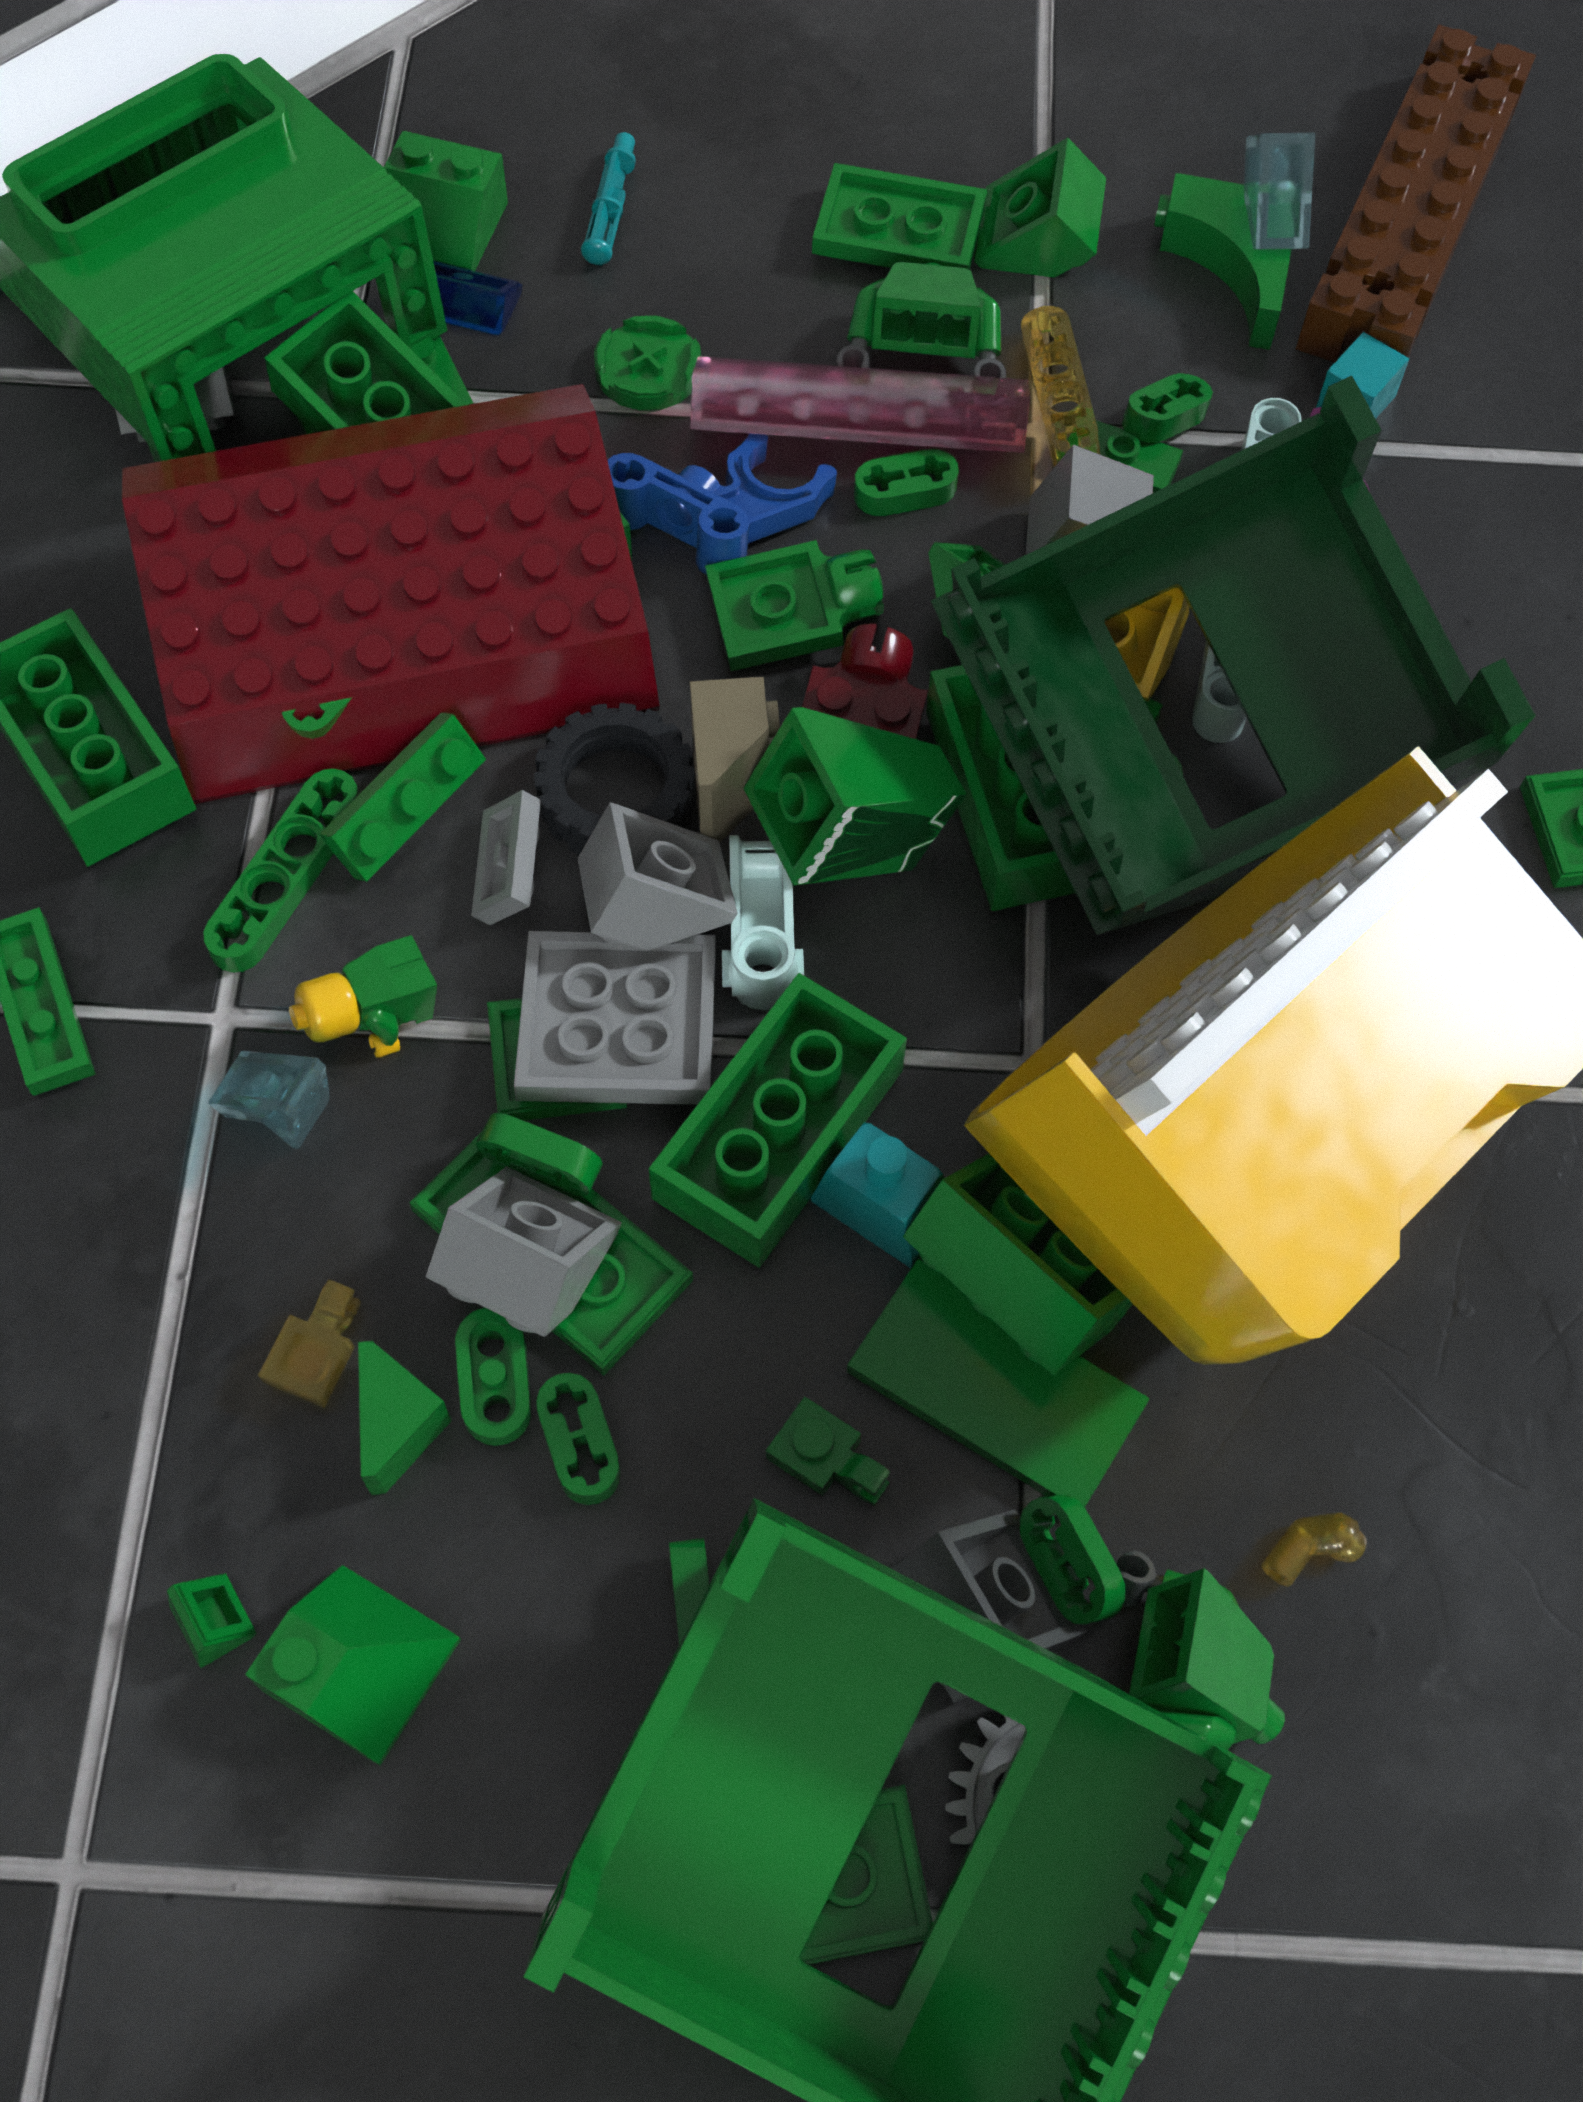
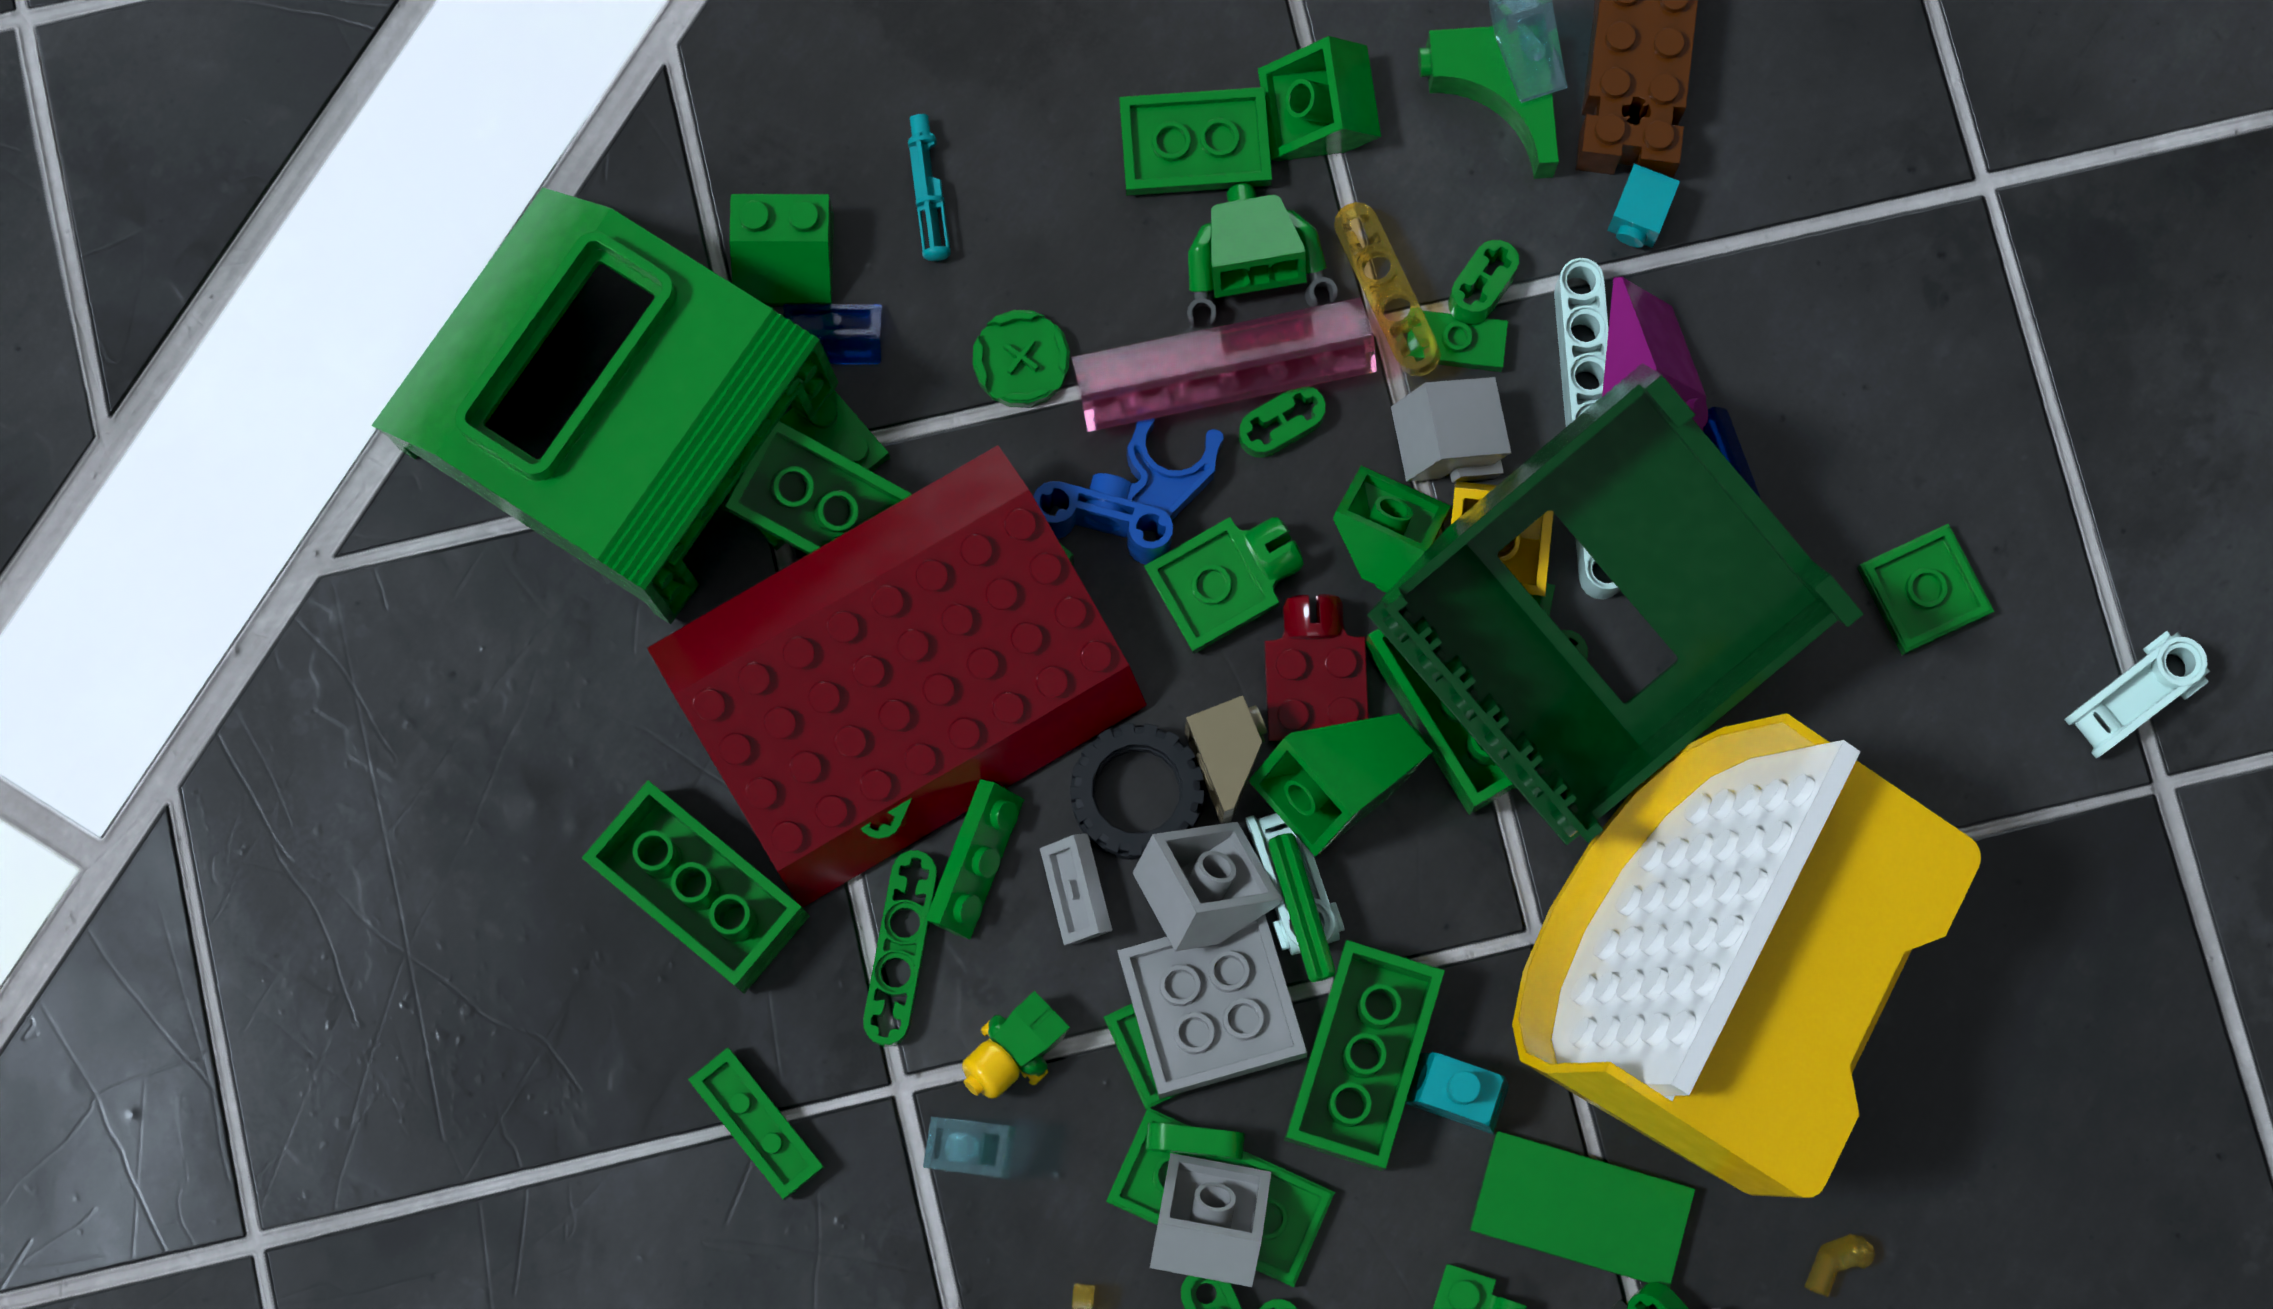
camera: 15 degrees left, 15 degrees up
(757, 929) = (1301, 907): none -> green axle
(1016, 1264) = (1573, 1135): green brick -> none

